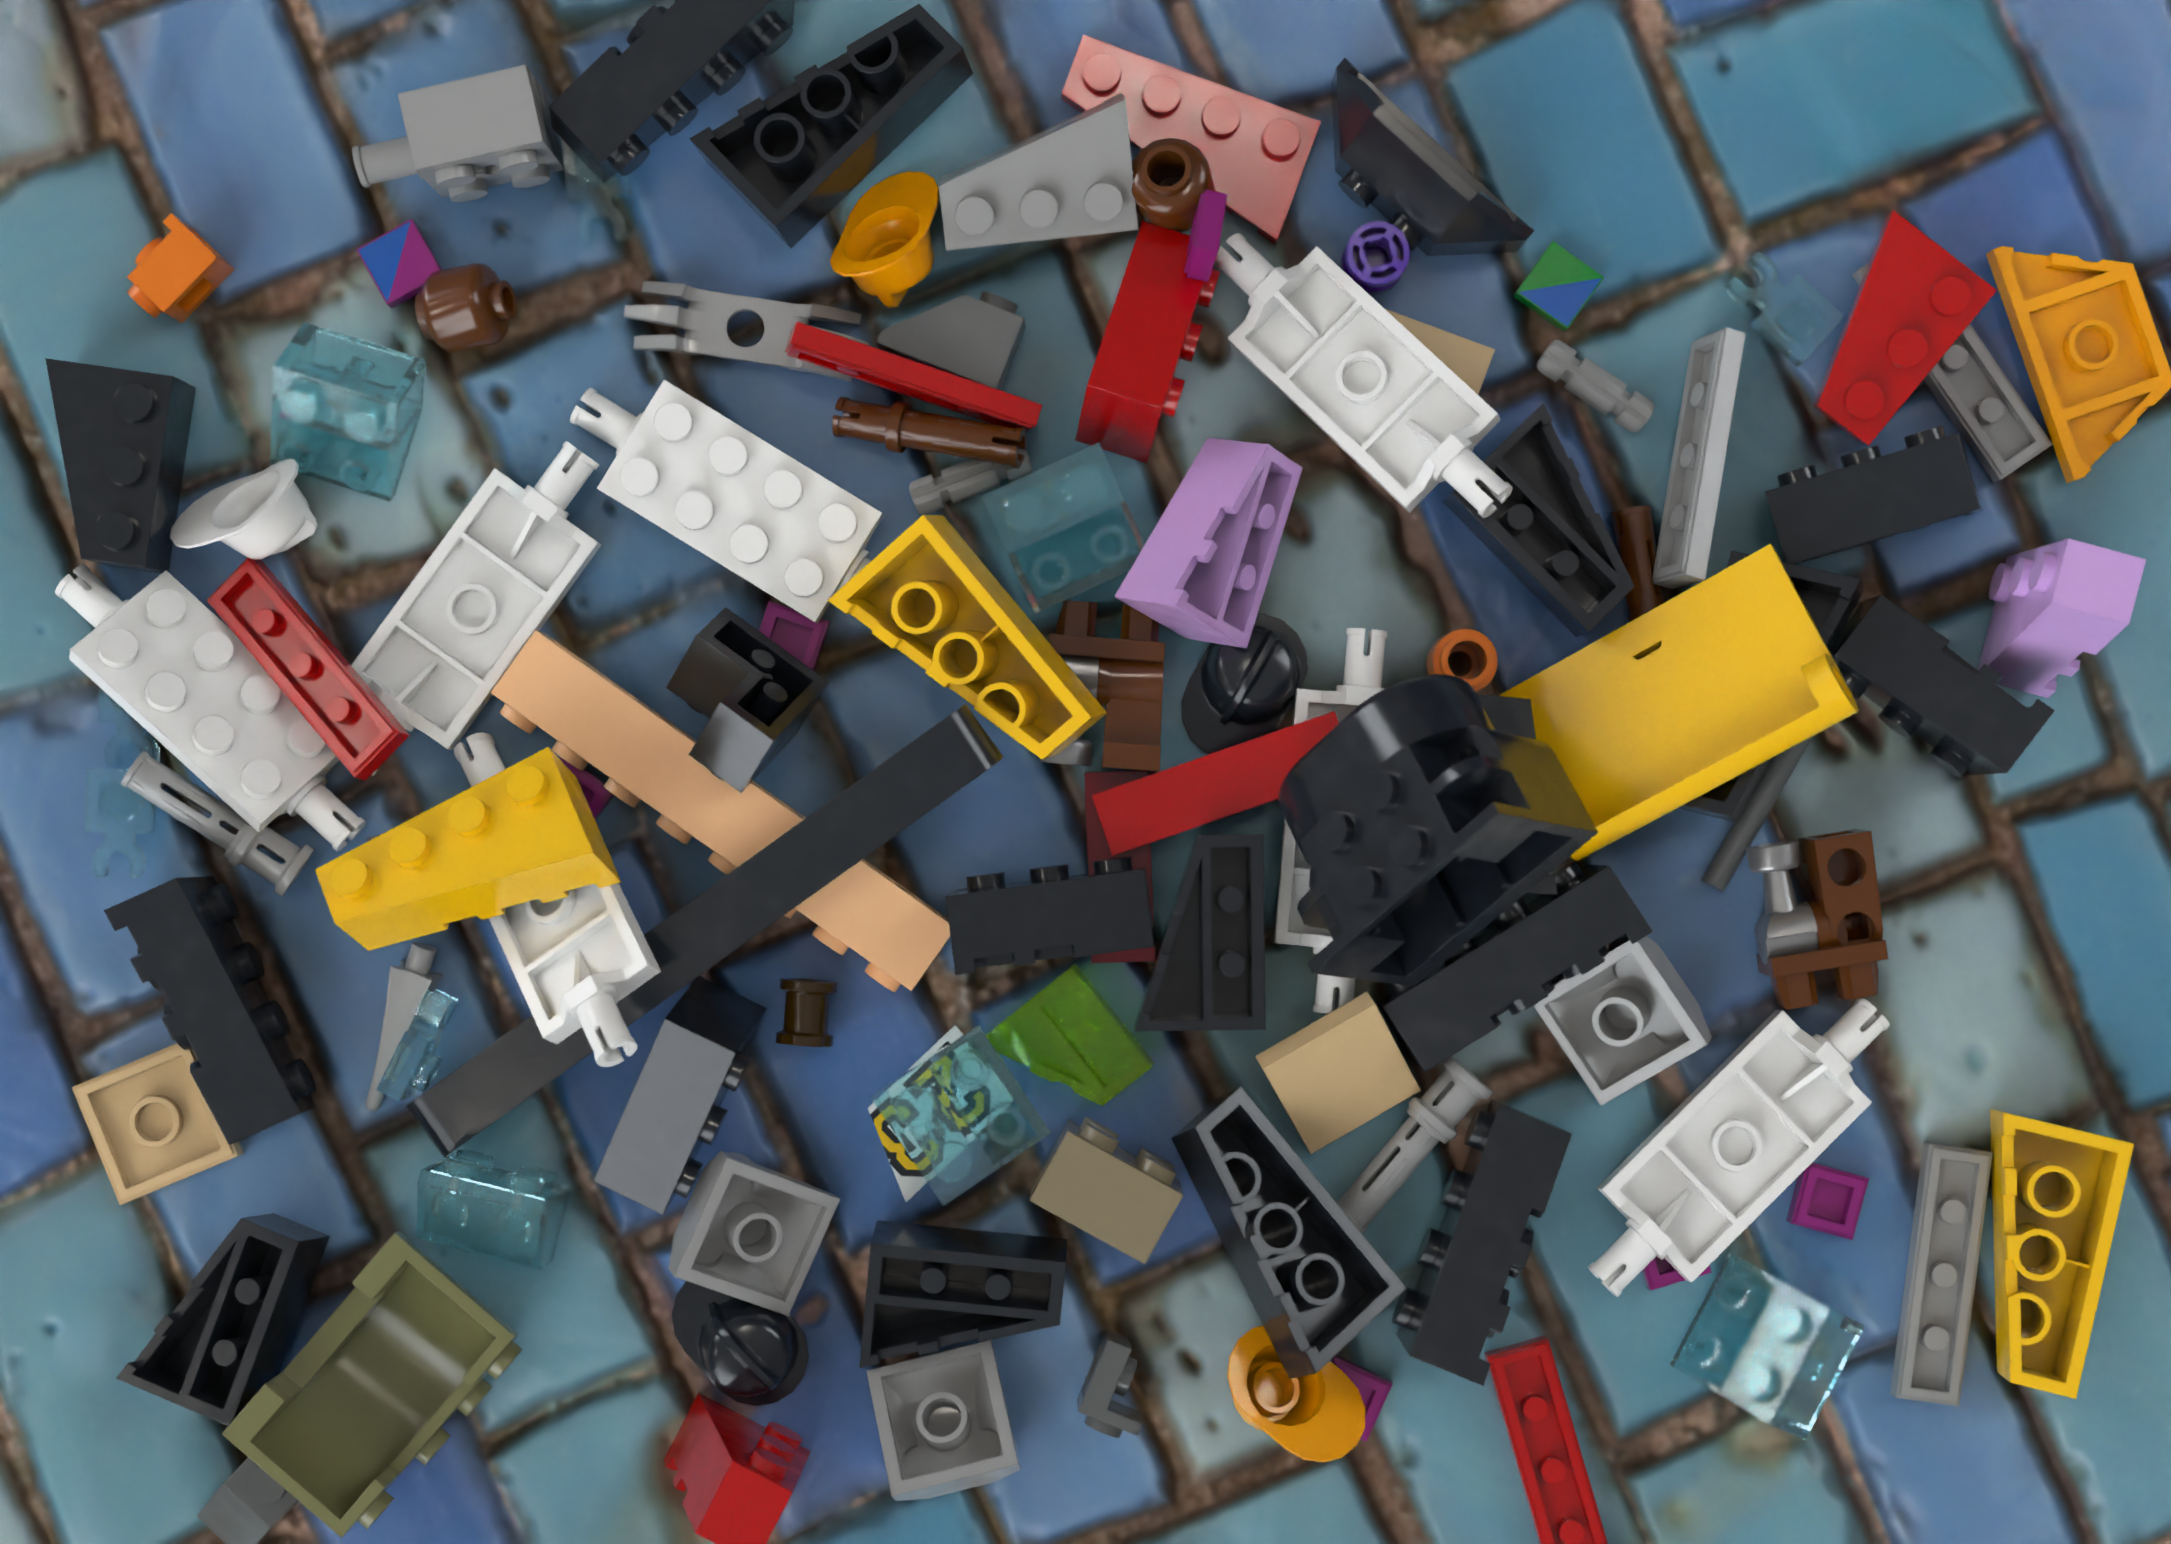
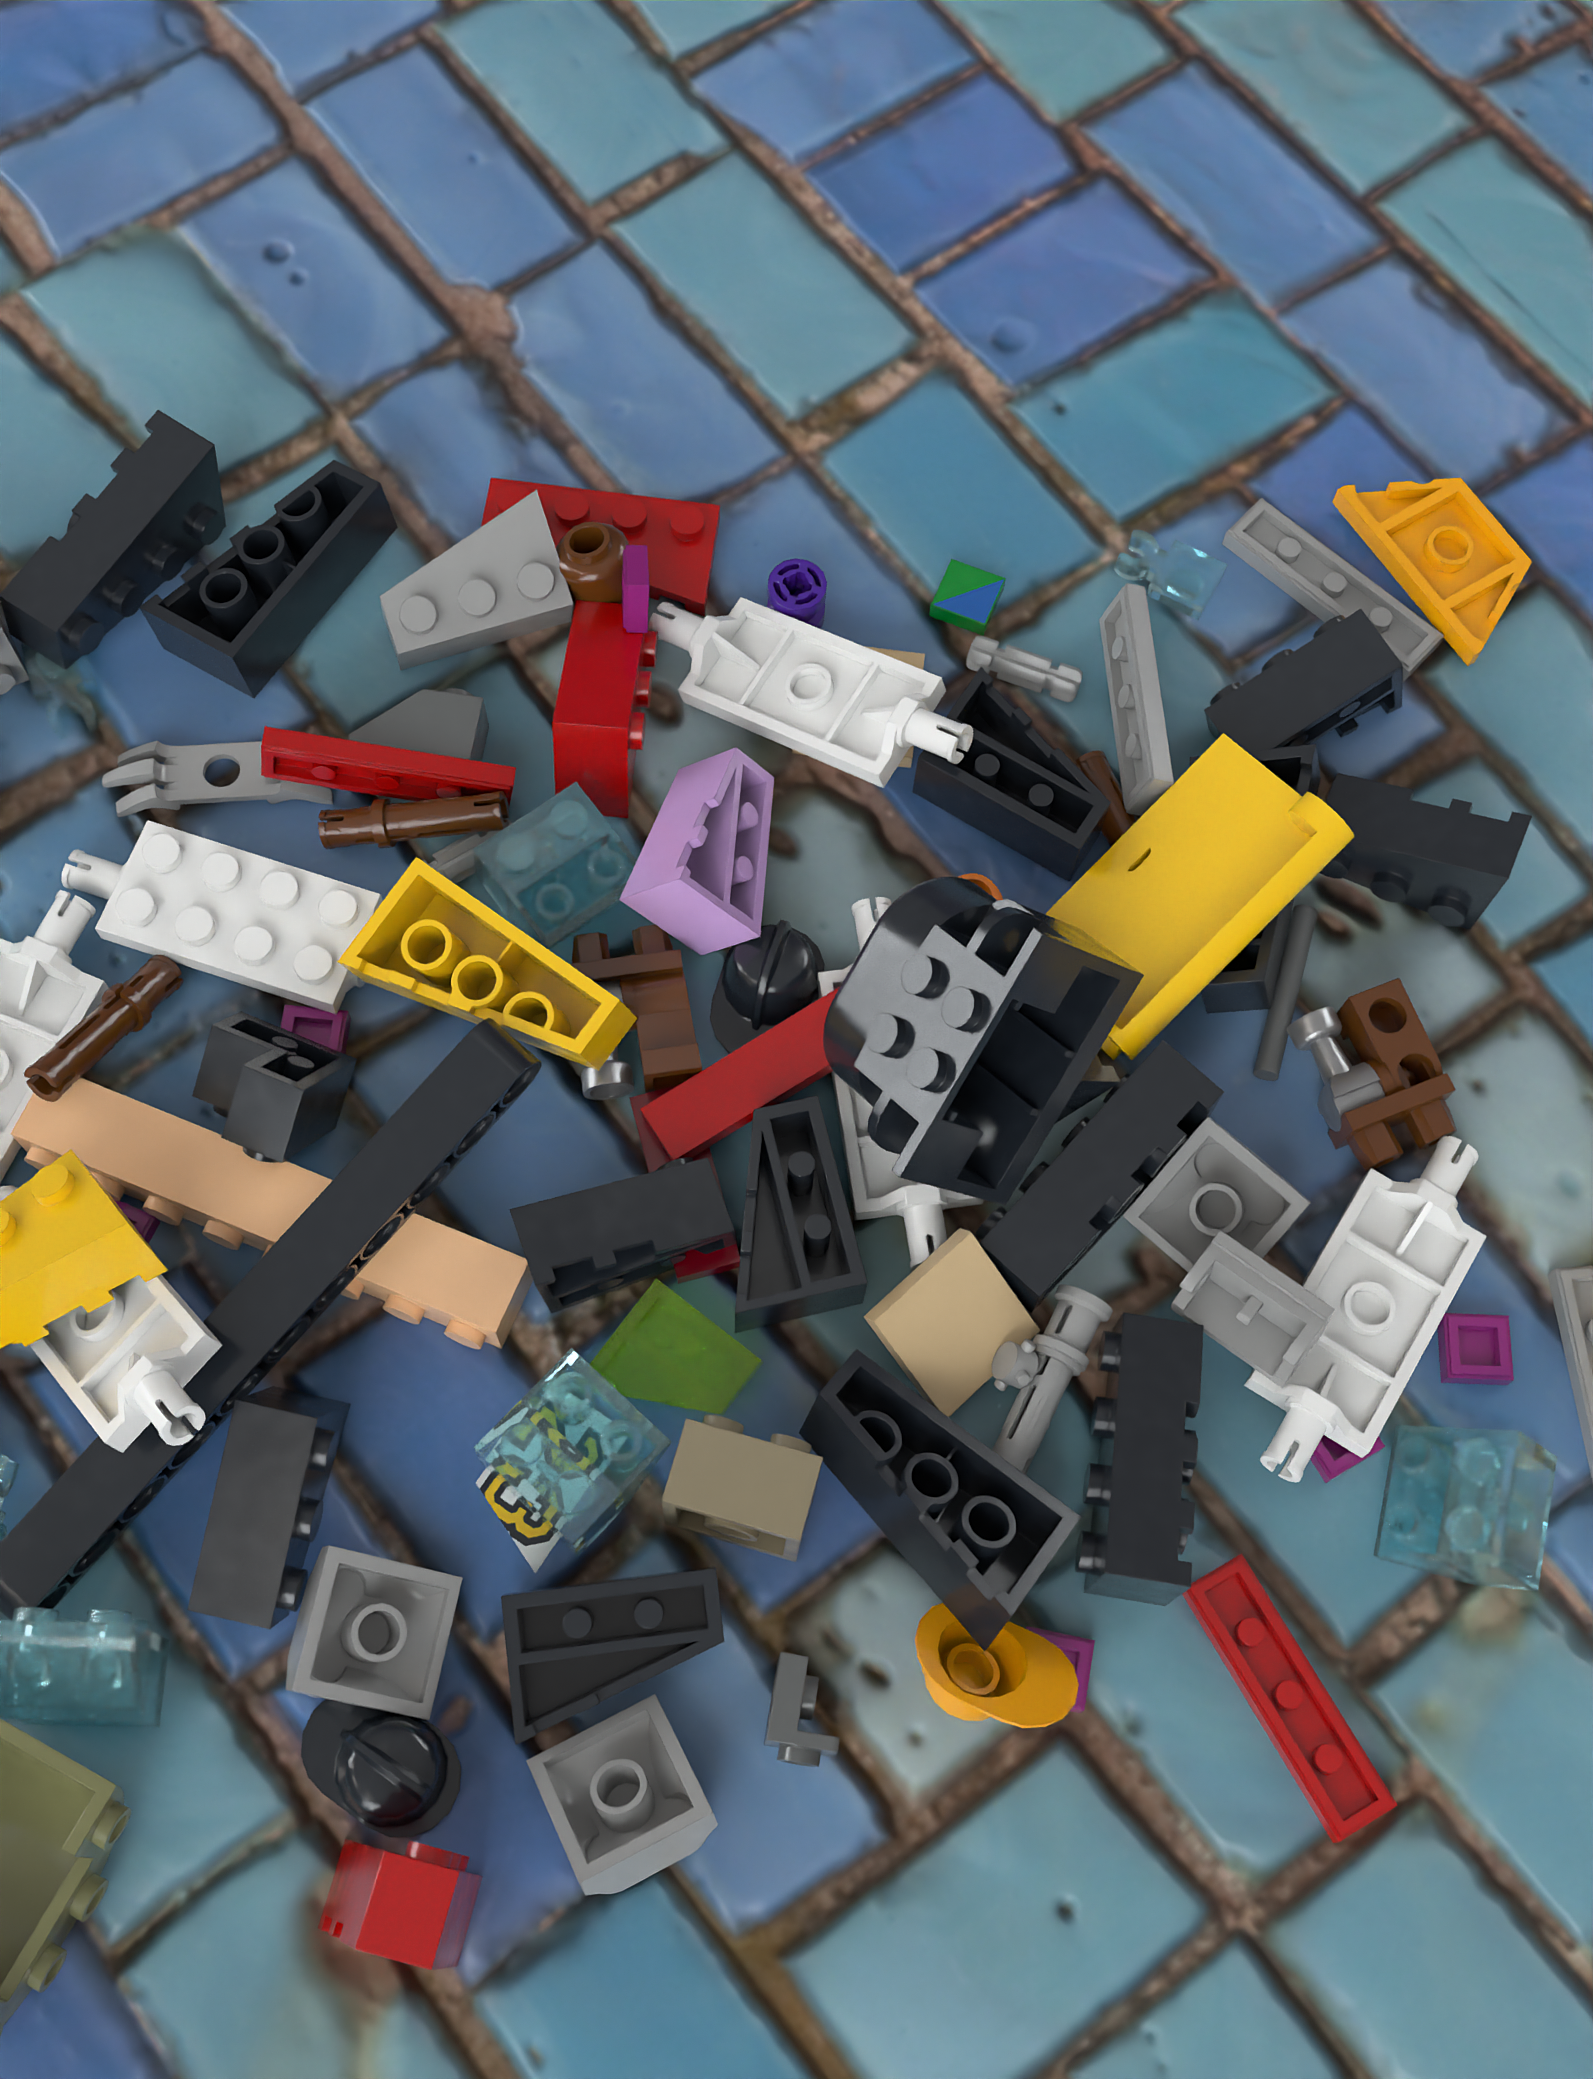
camera: 15 degrees left, 20 degrees down
(613, 580) = (122, 1011): none -> reddish brown pin
(806, 1012) = (391, 1389): dark brown bush -> none
(889, 237) = (347, 668): light orange piece -> none
(1386, 1123) = (1014, 1364): none -> light grey piece
(1412, 178) = (802, 514): black wedge -> none
(1620, 1133) = (1252, 1308): none -> light grey hinge
(1898, 329) = (1279, 552): red wedge -> none
(2054, 608) = (1504, 730): lavender wedge -> none

